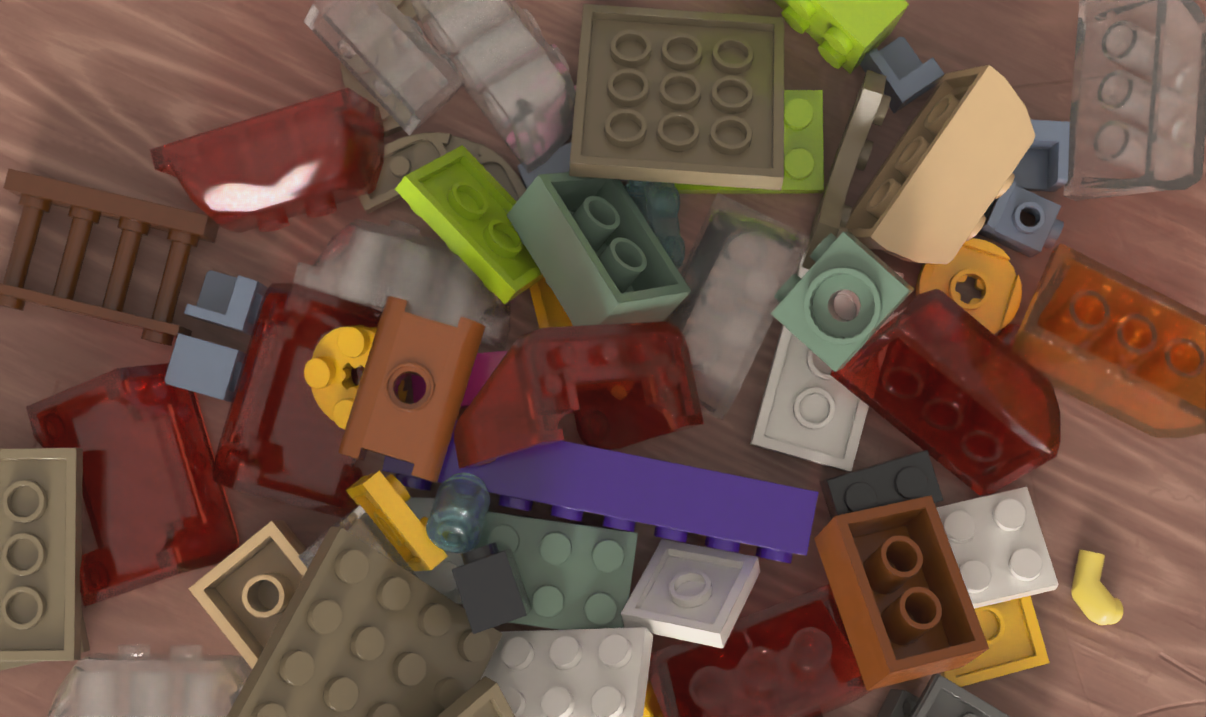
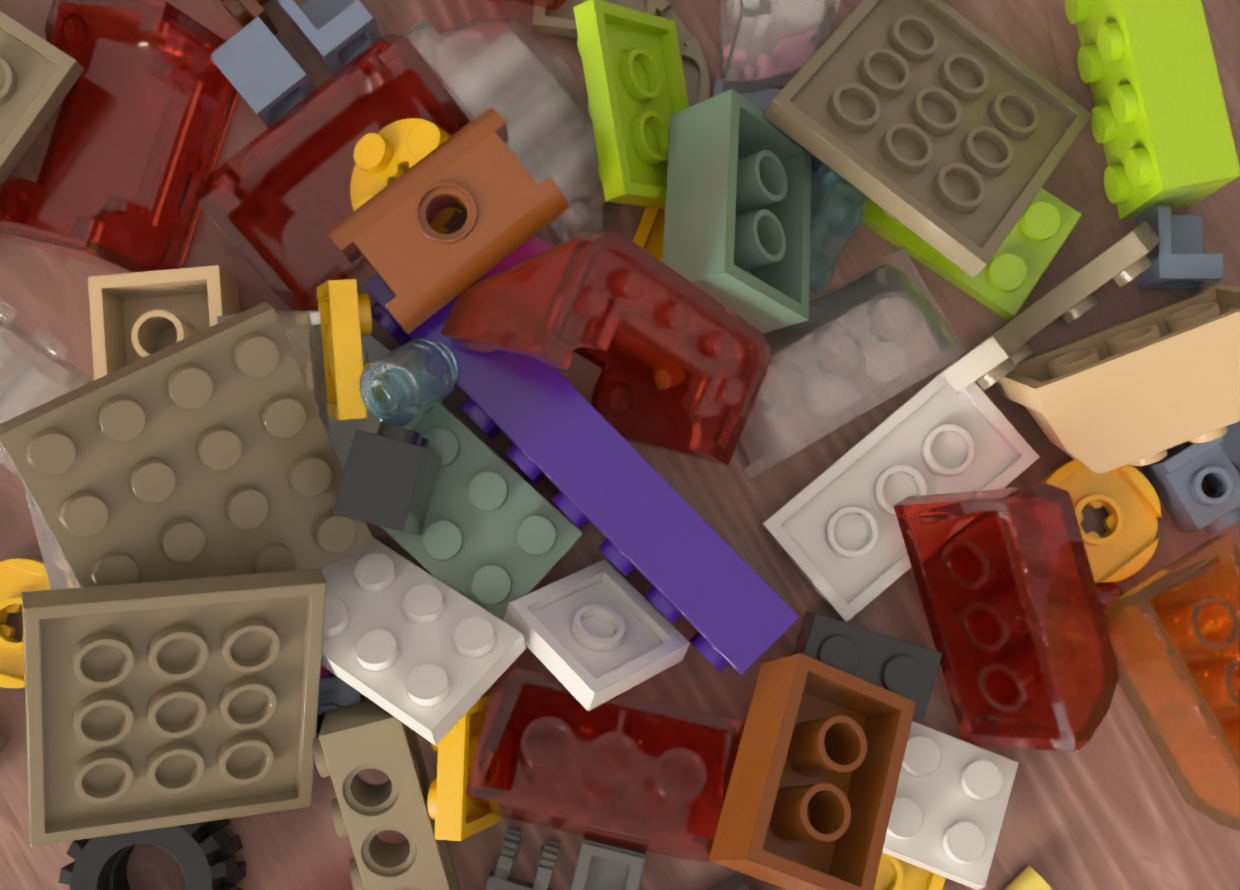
camera: 30 degrees right, 0 degrees up
(808, 302) = (926, 410): sand green brick -> none

